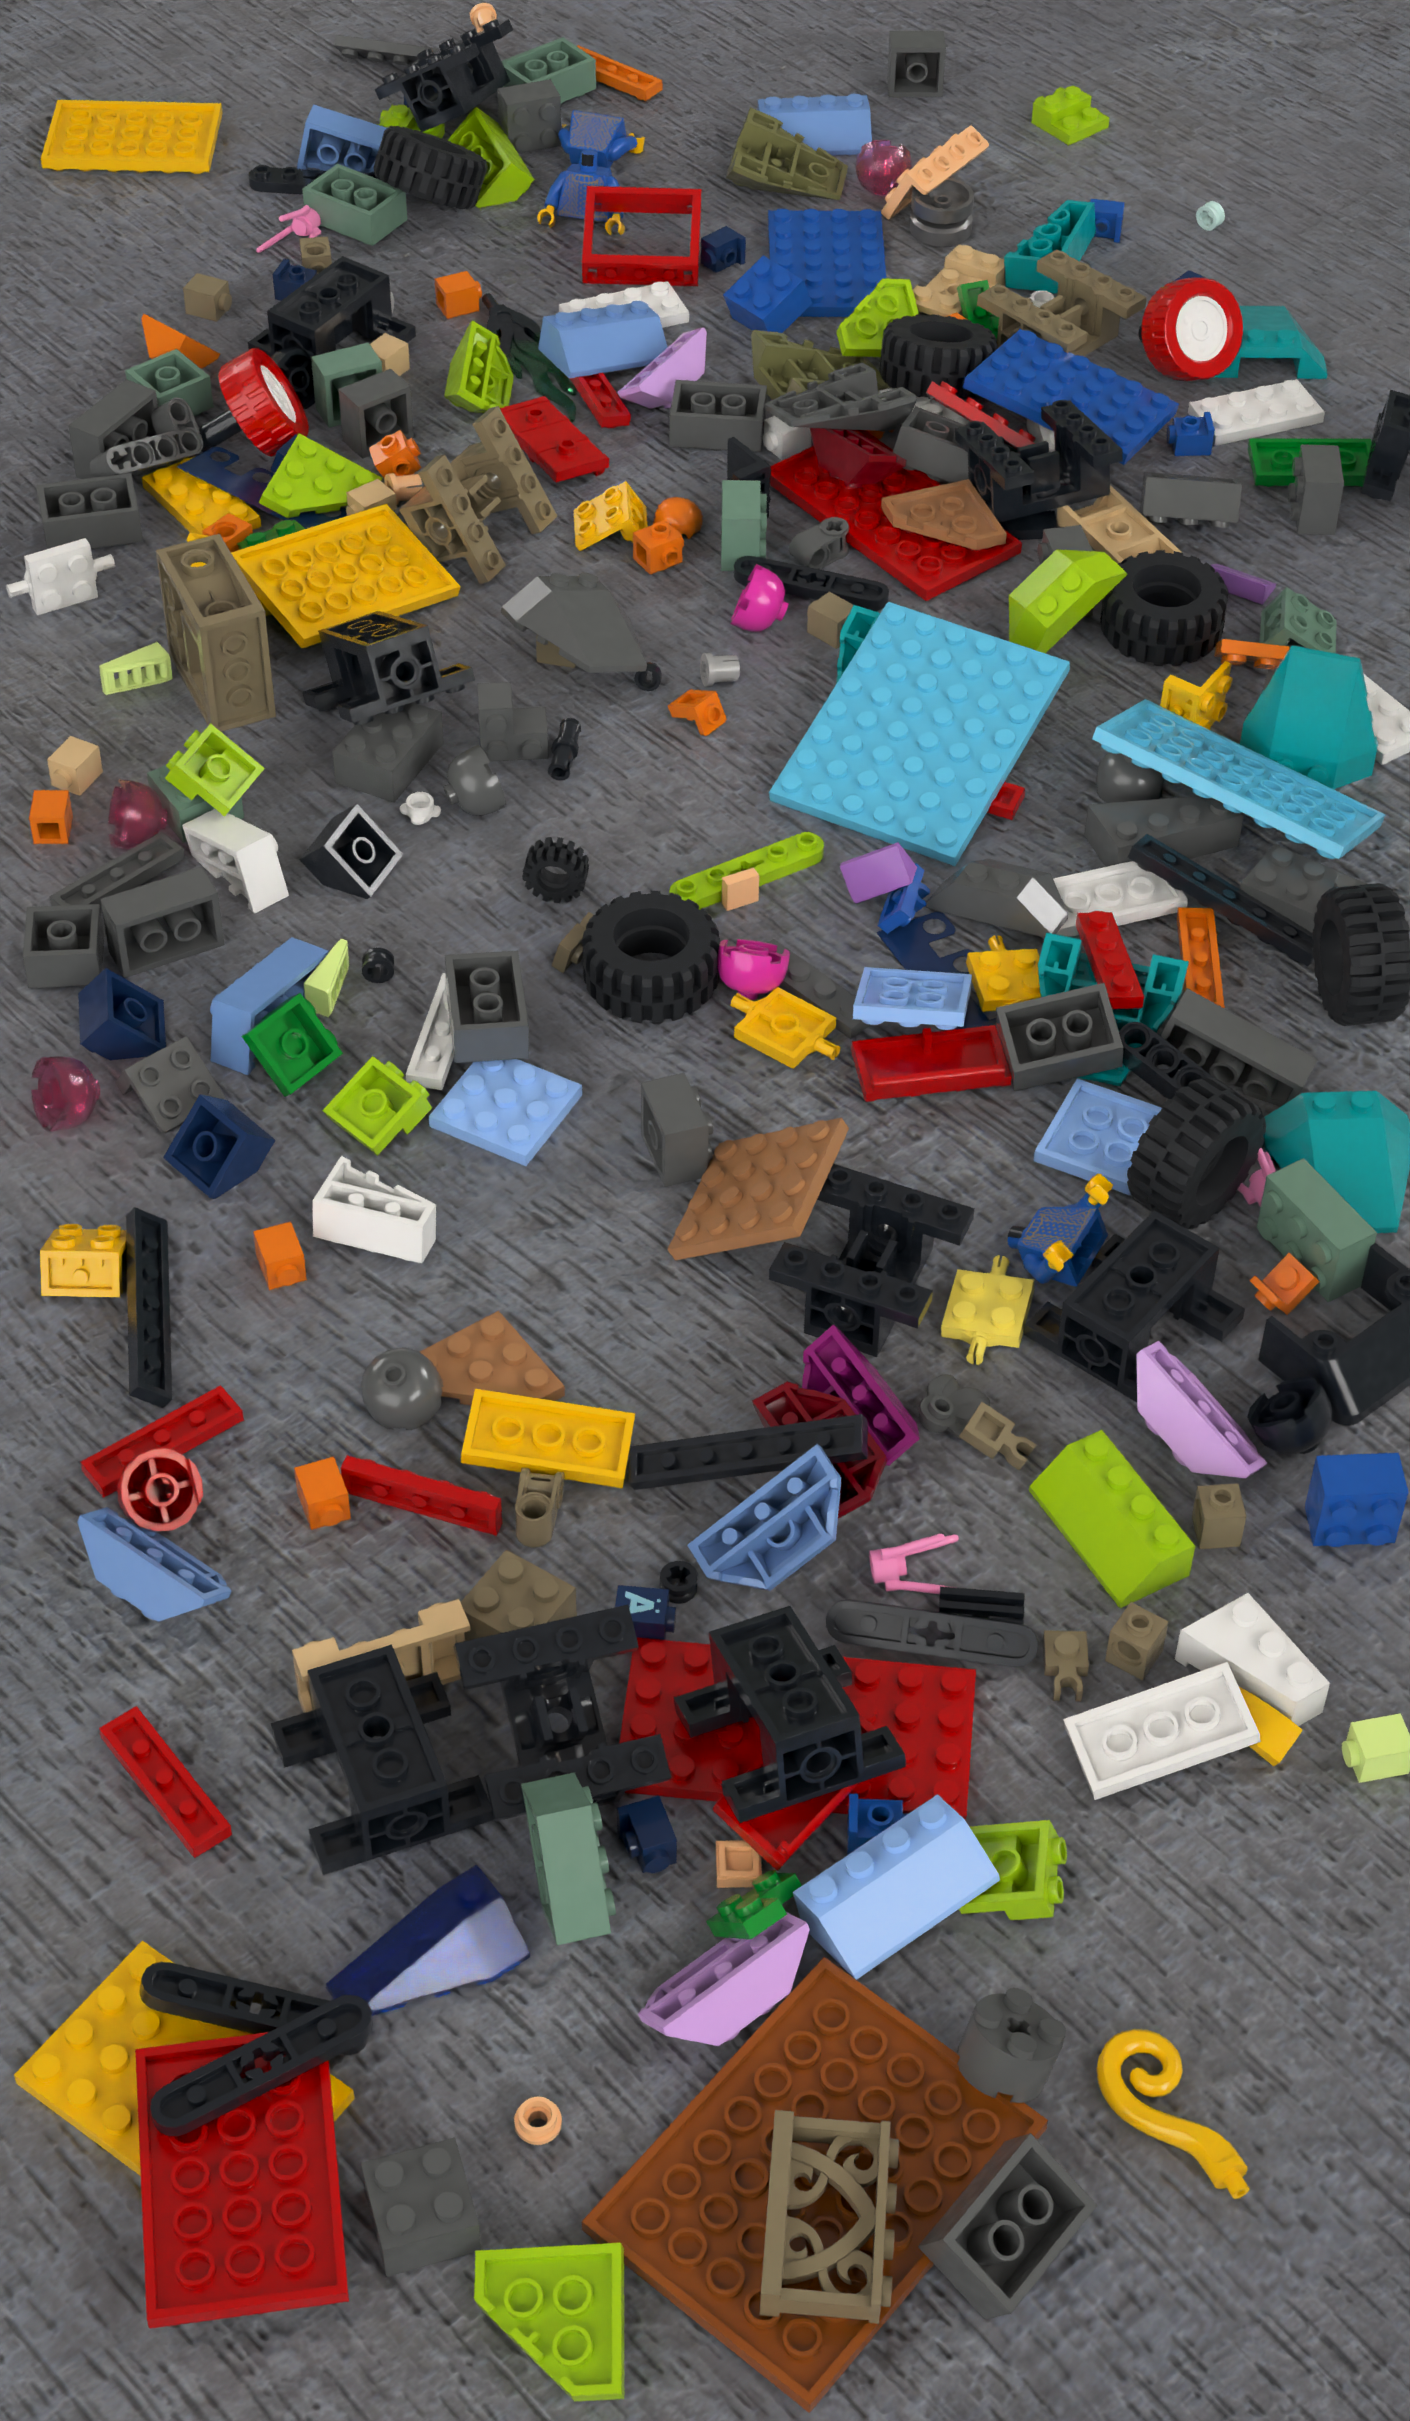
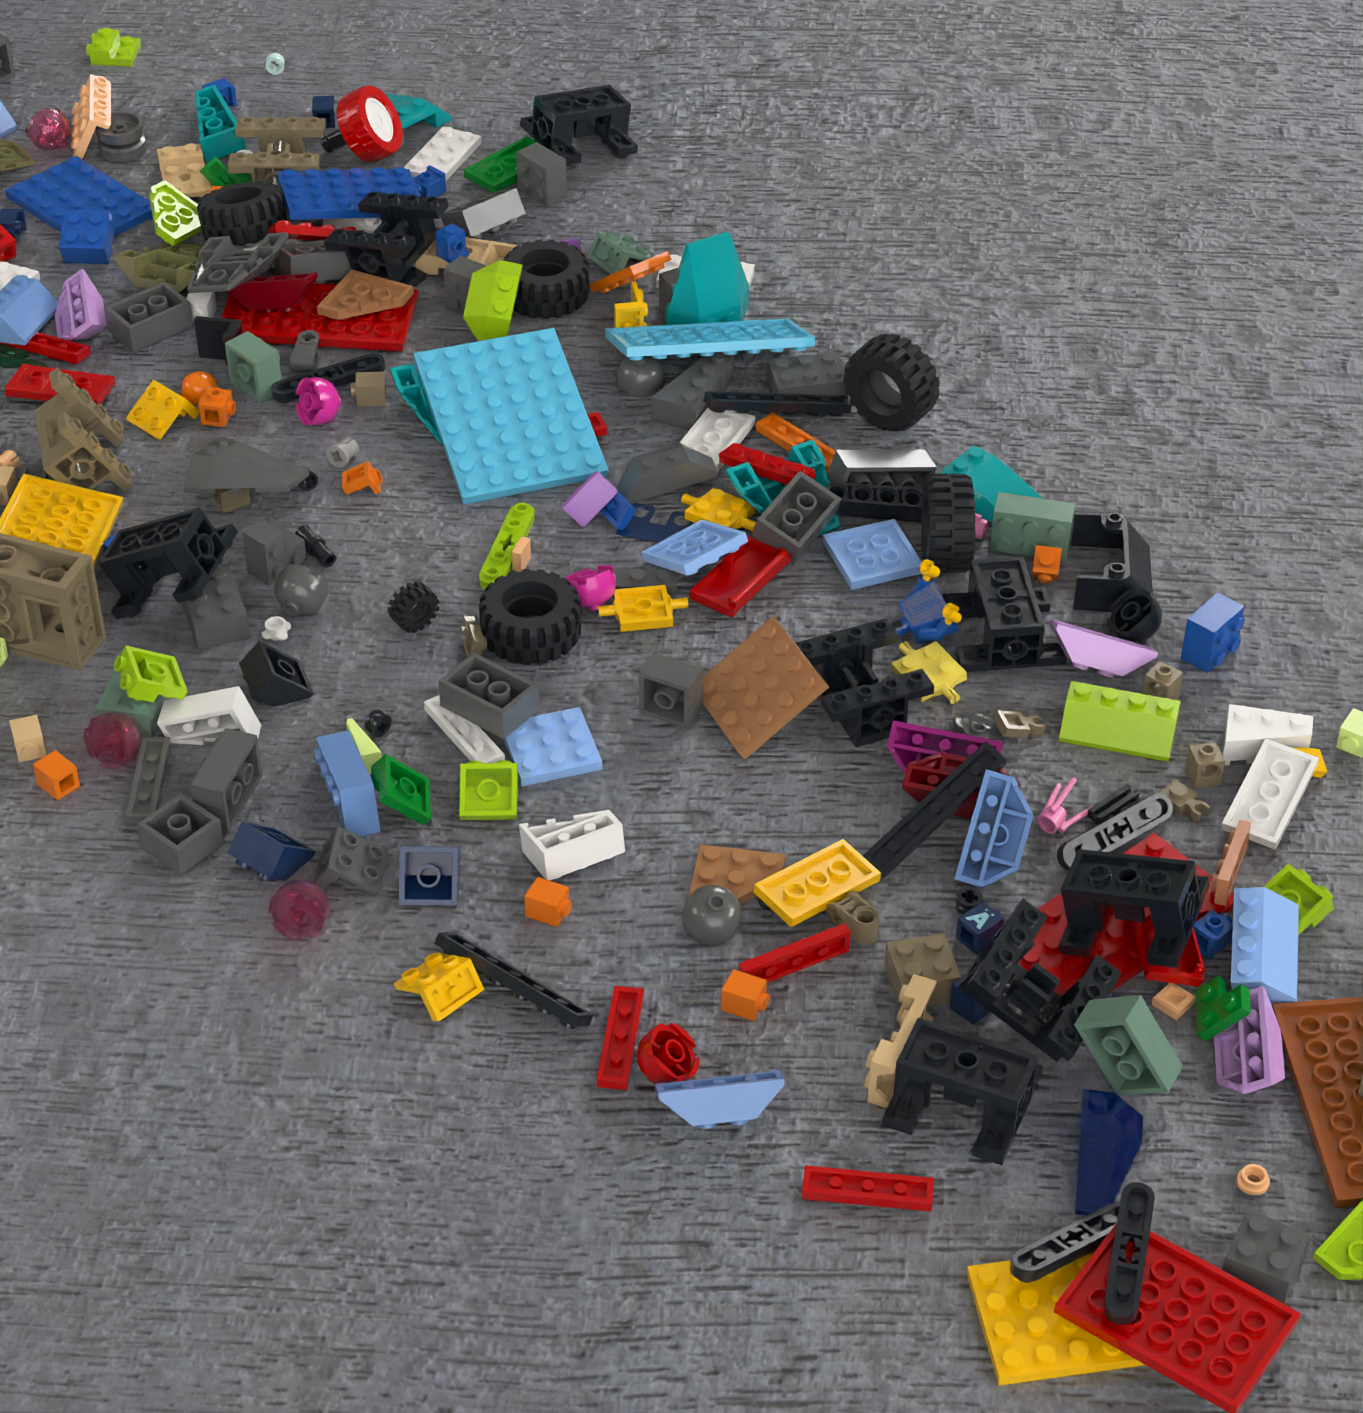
camera: 45 degrees left, 5 degrees down
(998, 1767) = (1231, 862): none -> nougat plate
(1099, 509) = (451, 243): none -> blue brick

